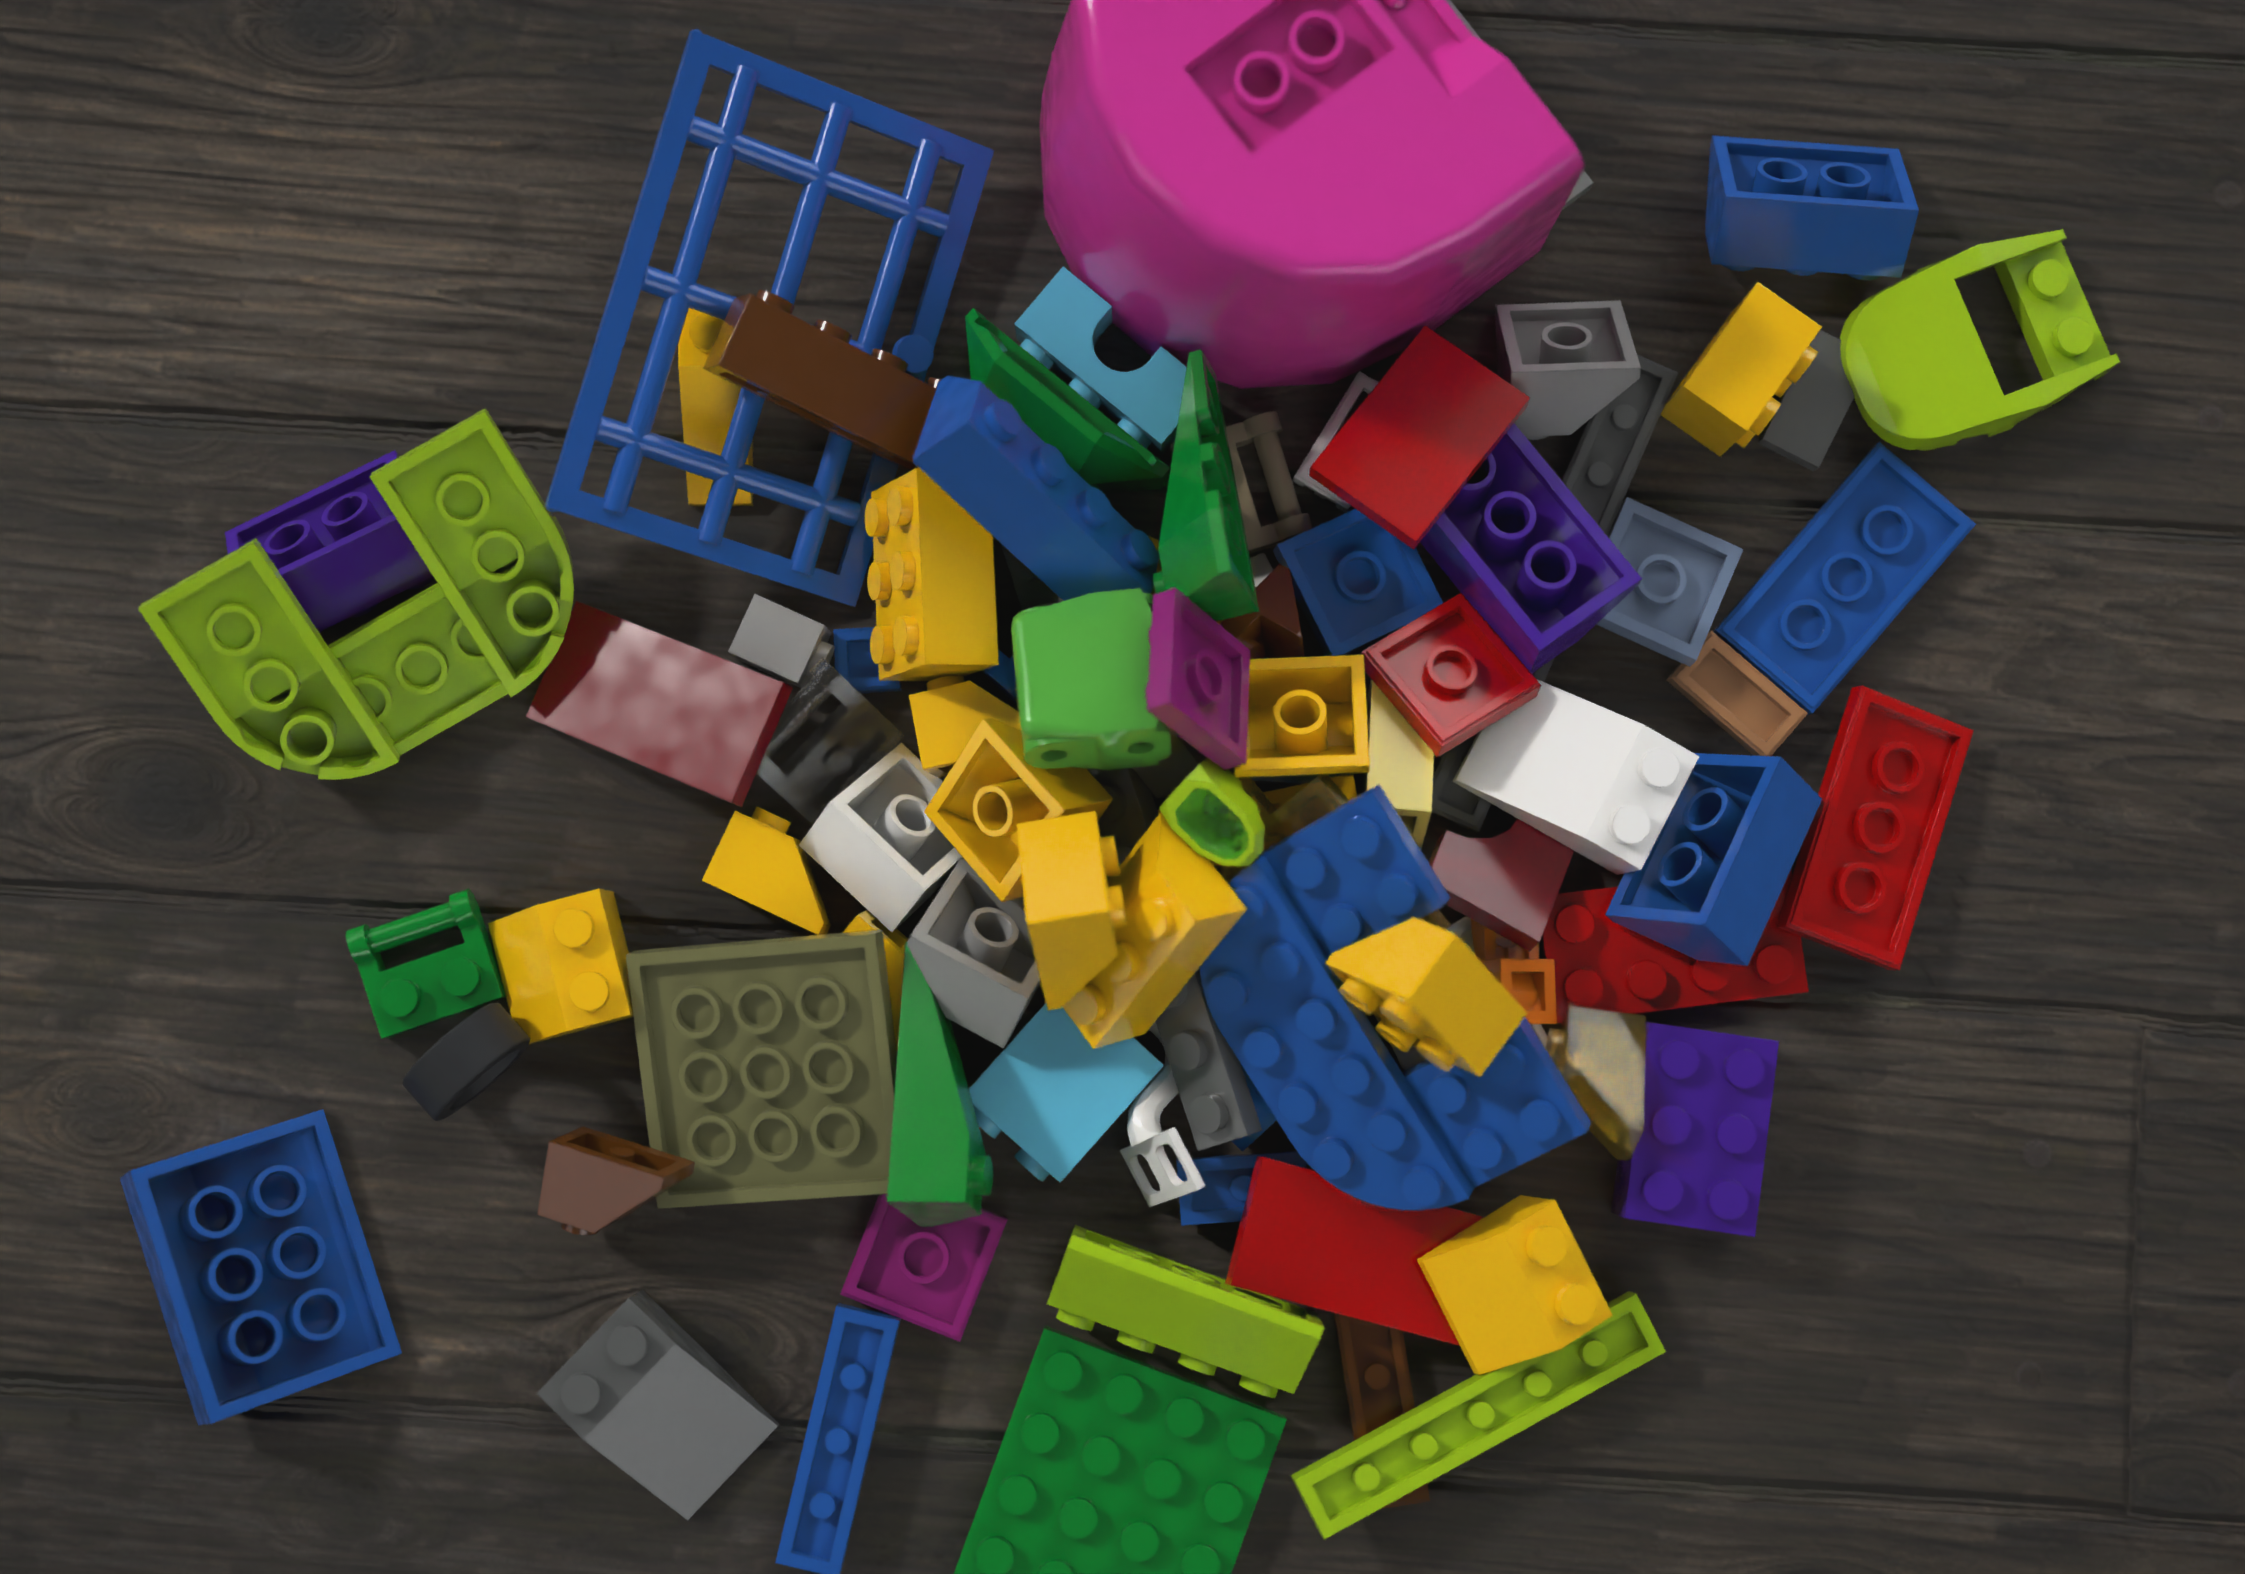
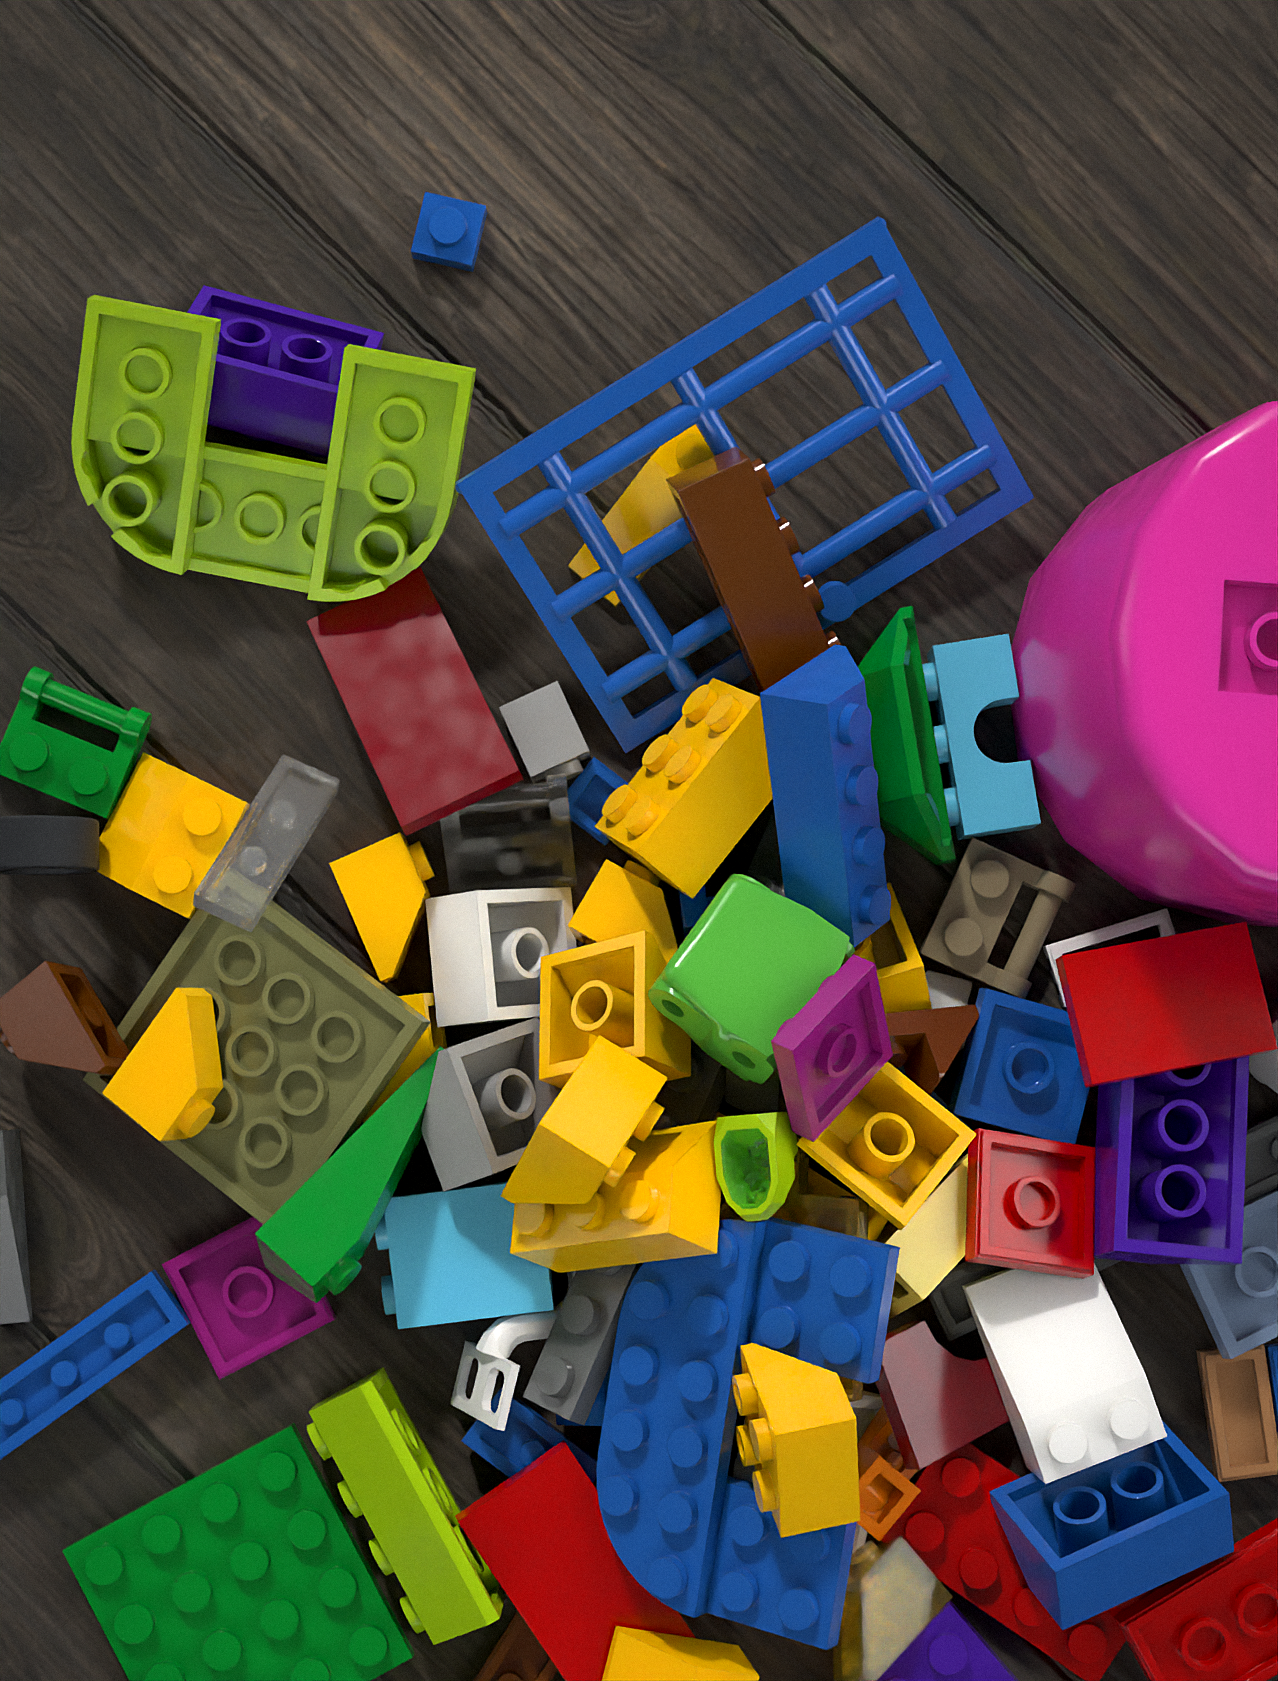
camera: 40 degrees right, 0 degrees up
(377, 331) = (449, 231): none -> blue plate
(640, 907) = (266, 843): none -> clear tile
(717, 1136) = (173, 1069): none -> yellow slope
(1202, 524) = (941, 927): green wedge -> none

